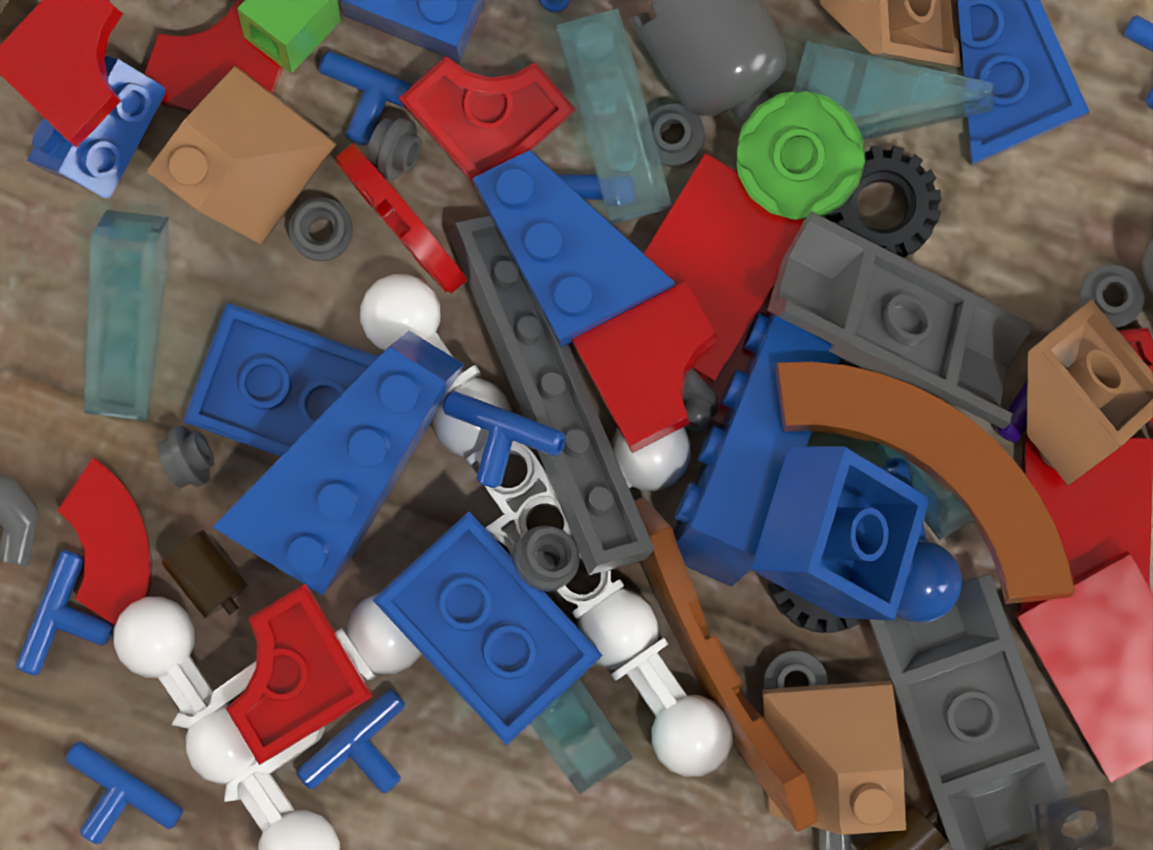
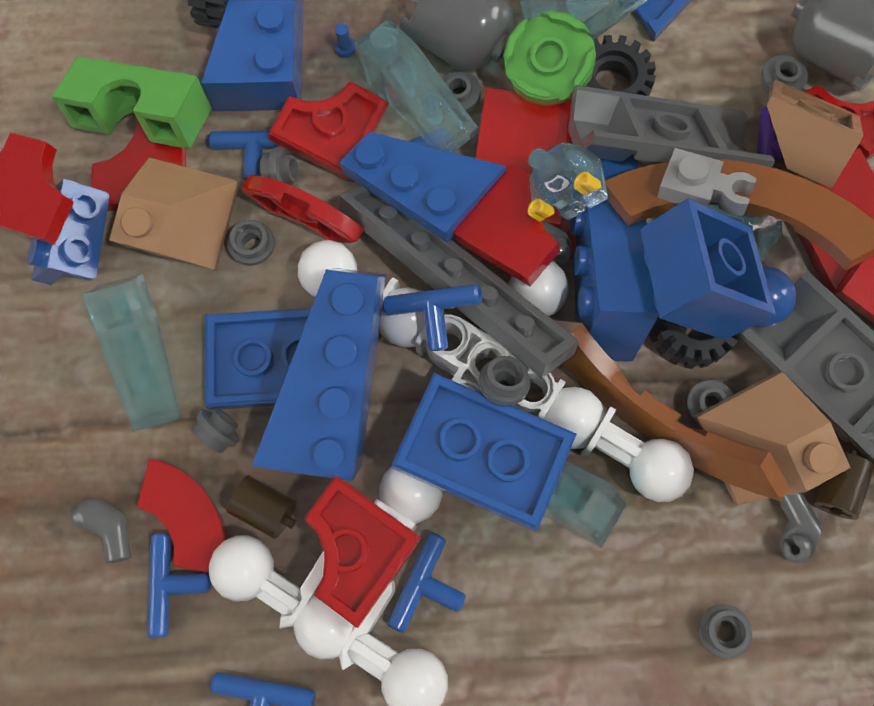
camera: 20 degrees left, 10 degrees down
(734, 342) = (567, 179): none -> clear light blue piece
(884, 417) = (701, 181): none -> light grey plate

